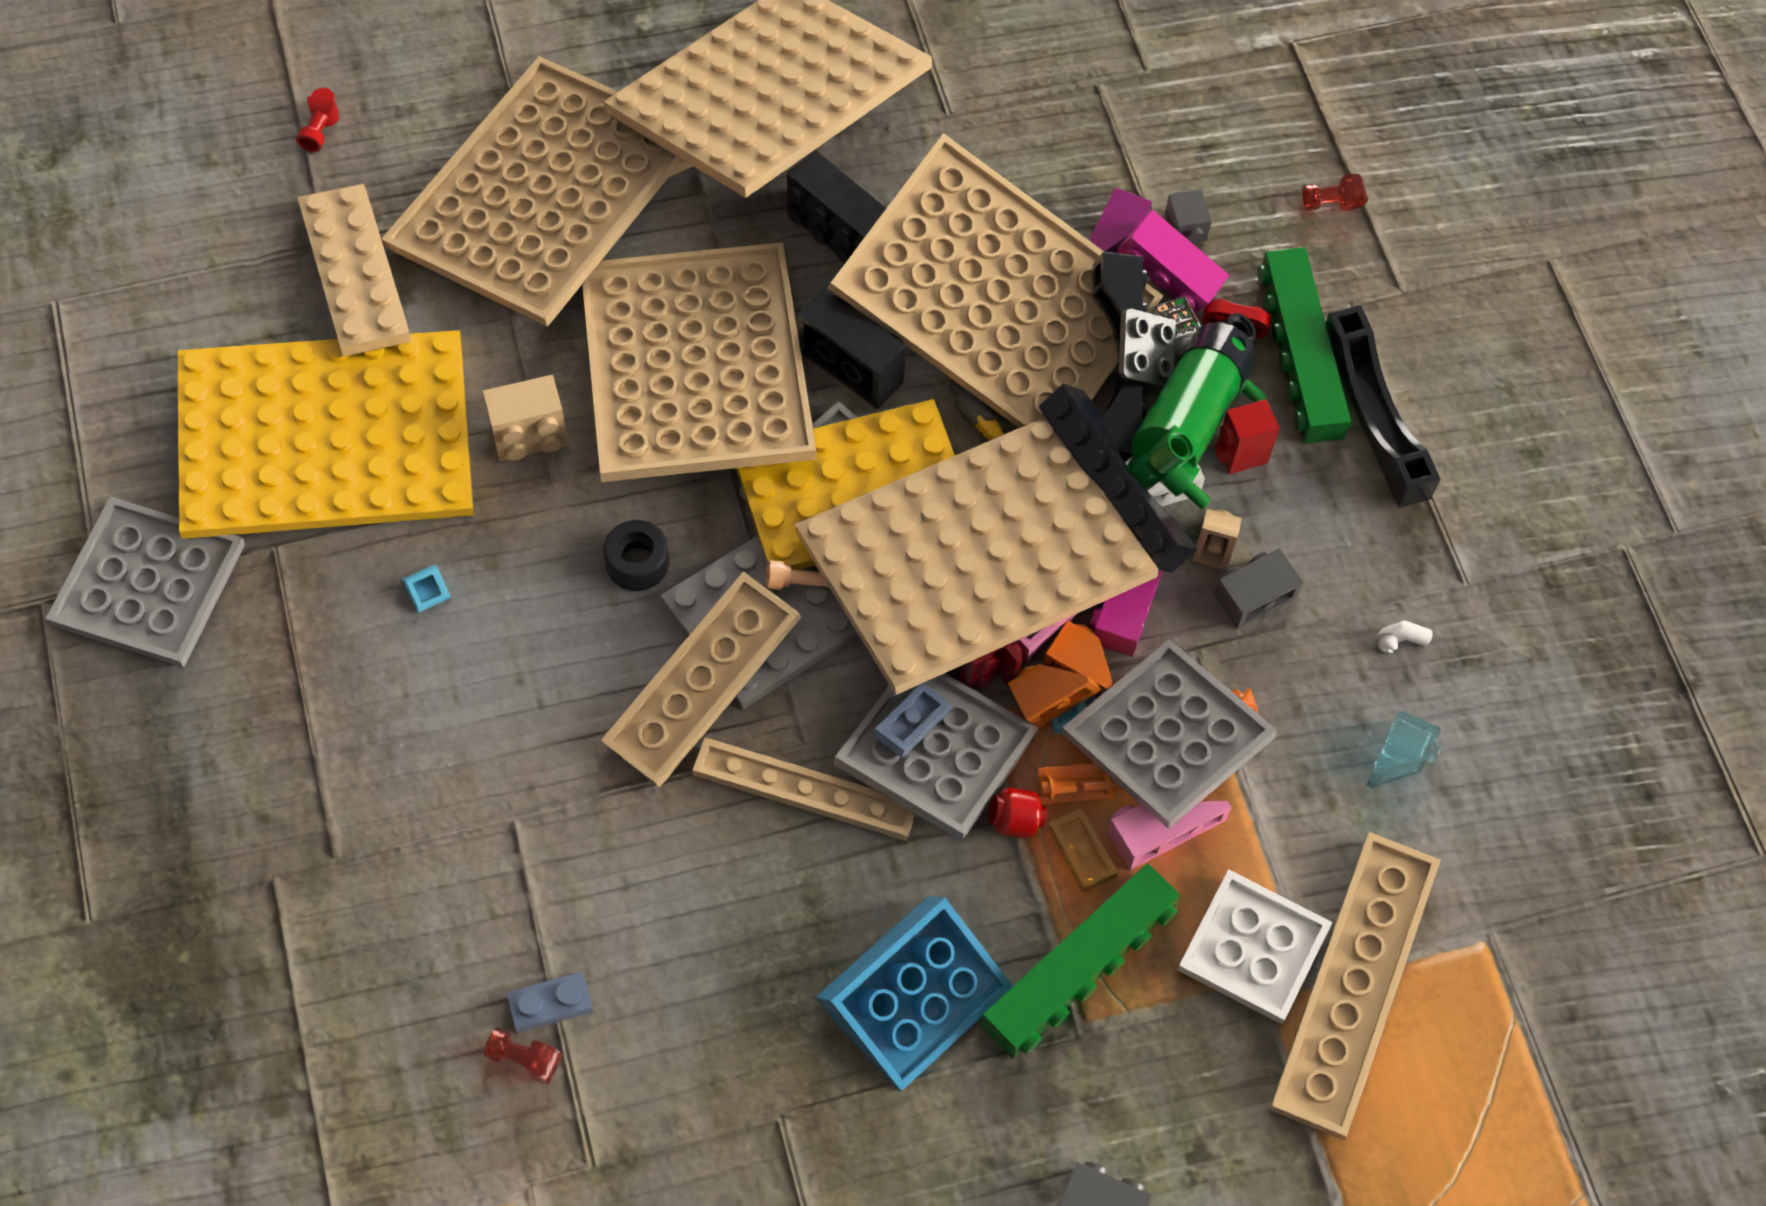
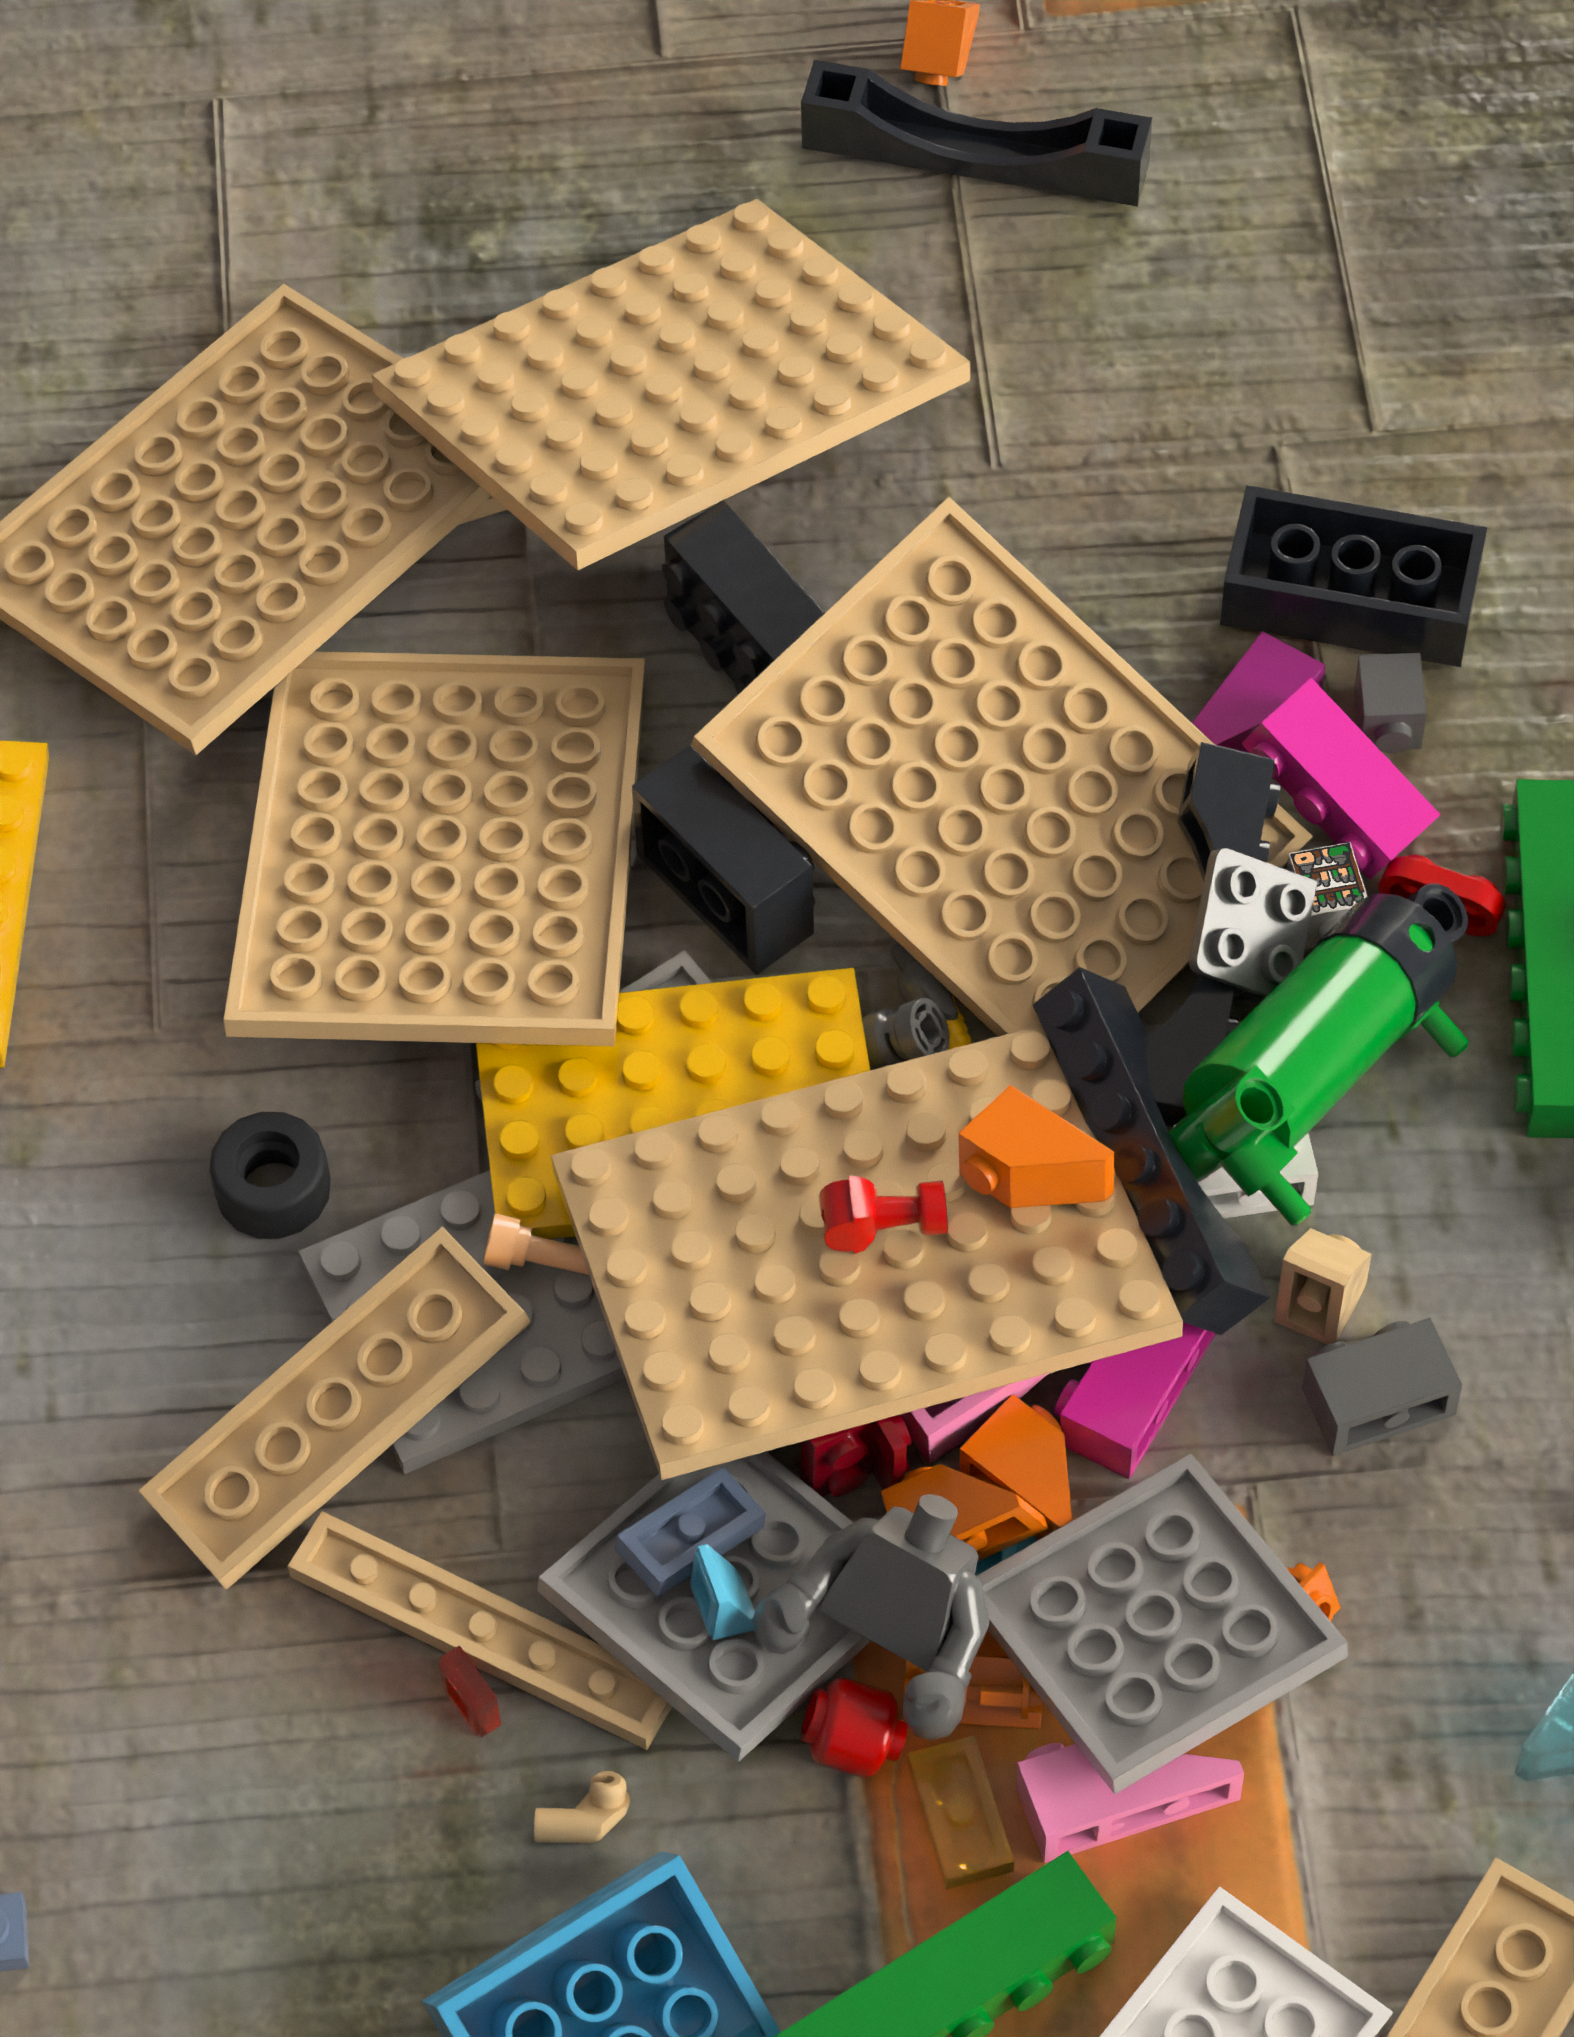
camera: 15 degrees right, 5 degrees down
(526, 418) = (123, 909): tan brick -> none
(806, 824) = (469, 1692): none -> clear red tile
(884, 883) = (591, 1818): none -> tan arm
(935, 753) = (720, 1595): none -> medium azure slope
(968, 432) = (905, 1035): none -> dark grey wheel
(973, 534) = (855, 1212): none -> red leg
(1034, 734) = (902, 1588): none -> dark grey torso
(1062, 490) = (1032, 1156): none -> orange slope
(1156, 150) = (1352, 575): none -> black brick
(1247, 436) = (1410, 1109): red brick -> none

